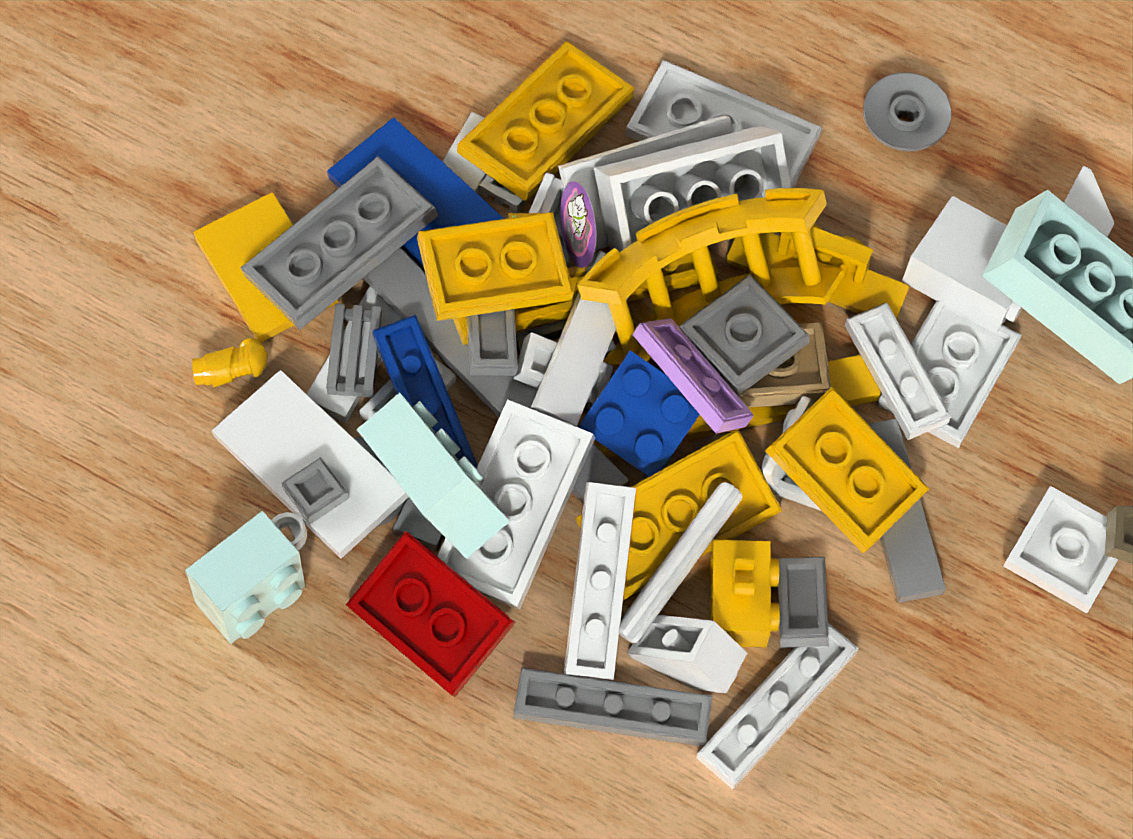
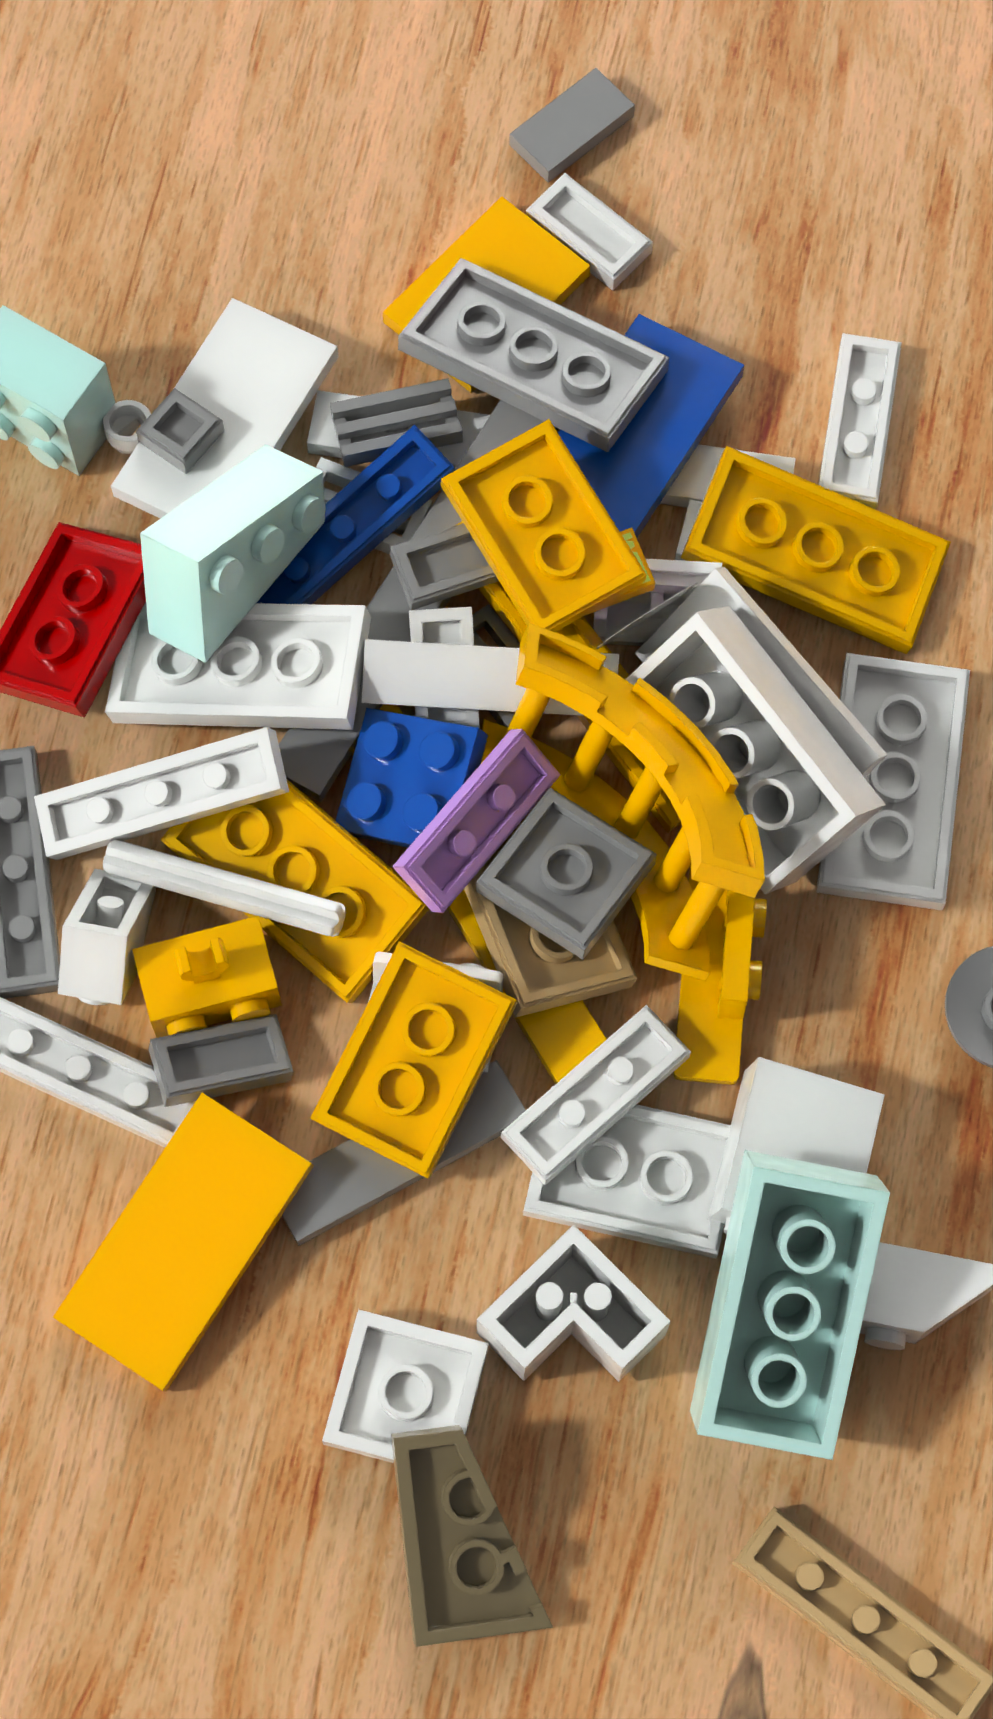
camera: 75 degrees right, 5 degrees up
(149, 171) = (571, 125): none -> light grey tile
(227, 364) = (336, 295): yellow arm -> none
(239, 185) = (591, 230): none -> white tile
(452, 66) = (860, 417): none -> white tile
(927, 660) = (183, 1242): none -> yellow tile
(1037, 425) = (577, 1294): none -> white brick

